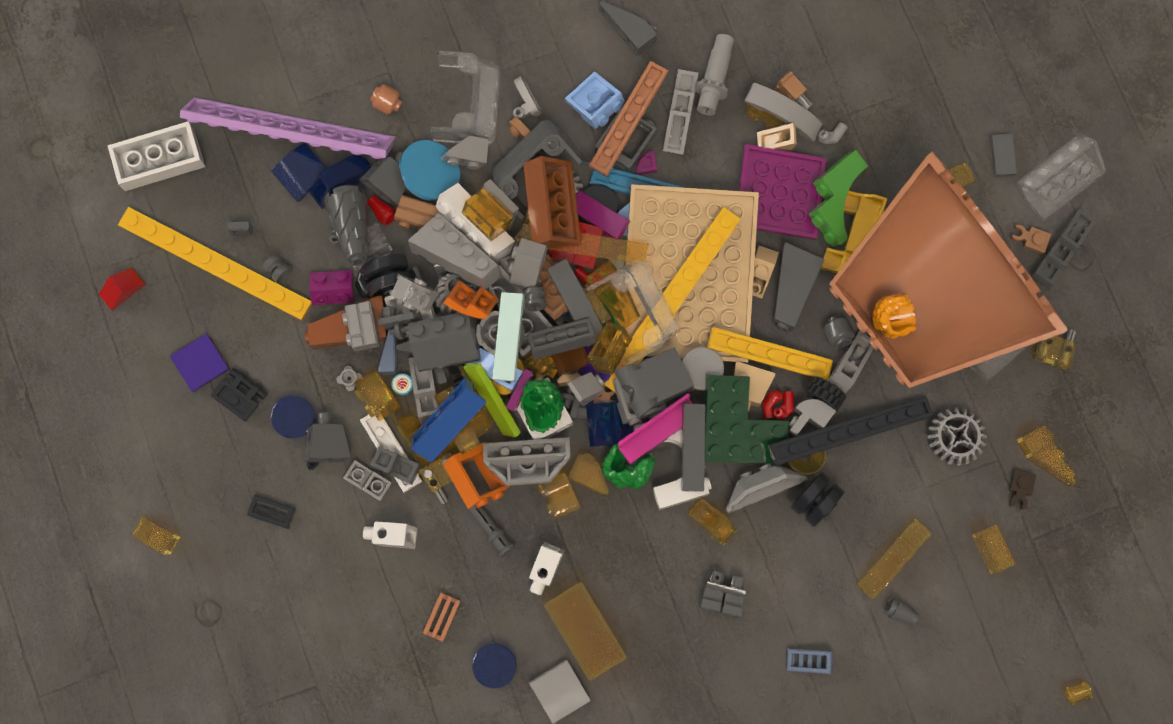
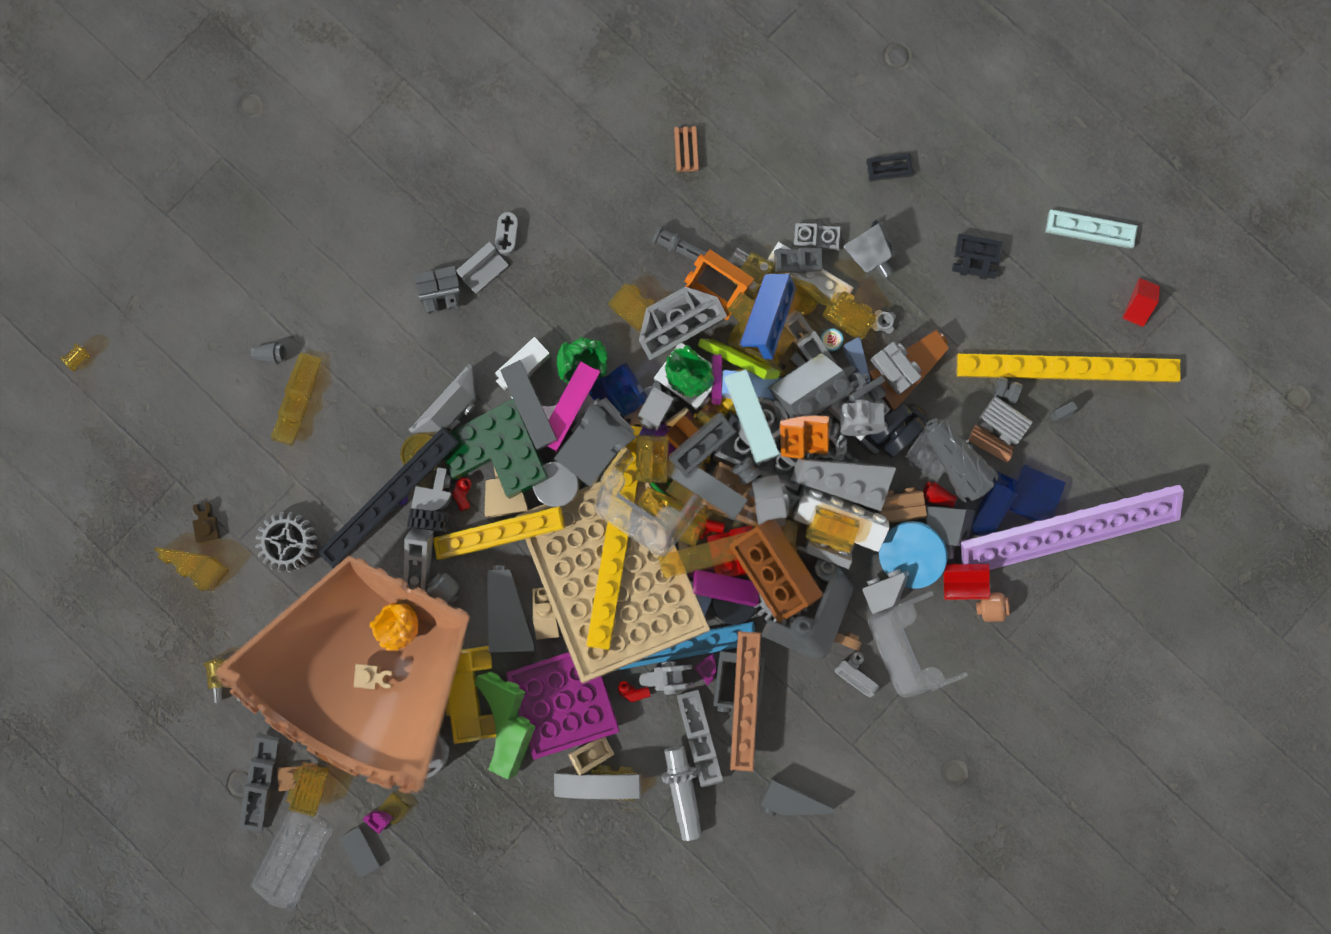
camera: 155 degrees right, 5 degrees up
(127, 371) = (1091, 229): none -> light aqua tile
(155, 536) = (981, 94): clear yellow slope -> none
(156, 156) = (1181, 440): white brick -> none
(199, 363) = (1030, 268): dark purple tile -> none
(292, 416) = (916, 260): clear blue tile -> none
(293, 244) = (1004, 421): none -> light grey brick
(315, 231) = (990, 444): none -> nougat tile
(331, 287) = (946, 398): magenta bracket -> none
(397, 127) = (966, 581): none -> red panel
(397, 536) = (767, 195): white torso -> none
(494, 666) = (617, 128): clear blue tile -> none
(548, 558) = (613, 235): white torso -> none
(559, 691) = (547, 134): light grey slope -> none
(585, 631) = (549, 195): clear yellow brick -> none
(588, 474) = (615, 338): clear yellow slope -> none
(595, 100) = (788, 707): light blue plate -> none
(635, 614) = (501, 233): none -> light grey beam
(675, 595) = (482, 268): none -> light grey panel
(683, 168) = (667, 678): none -> light grey hinge
(712, 521) = (481, 350): clear yellow slope -> none
(719, 174) = (631, 693): none -> red arm
(769, 401) = (478, 493): red arm -> none
(791, 661) = (322, 265): sand blue slope -> none
(793, 89) = (597, 811): medium nougat piece -> none
(817, 499) = (390, 415): black wheel -> none
(834, 136) = (538, 786): light grey arm -> none
(934, 285) = (370, 677): none -> tan plate
(978, 172) = (377, 820): none -> magenta tile
(993, 549) = (206, 450): clear yellow brick -> none
(1025, 221) = (308, 788): none -> clear yellow brick

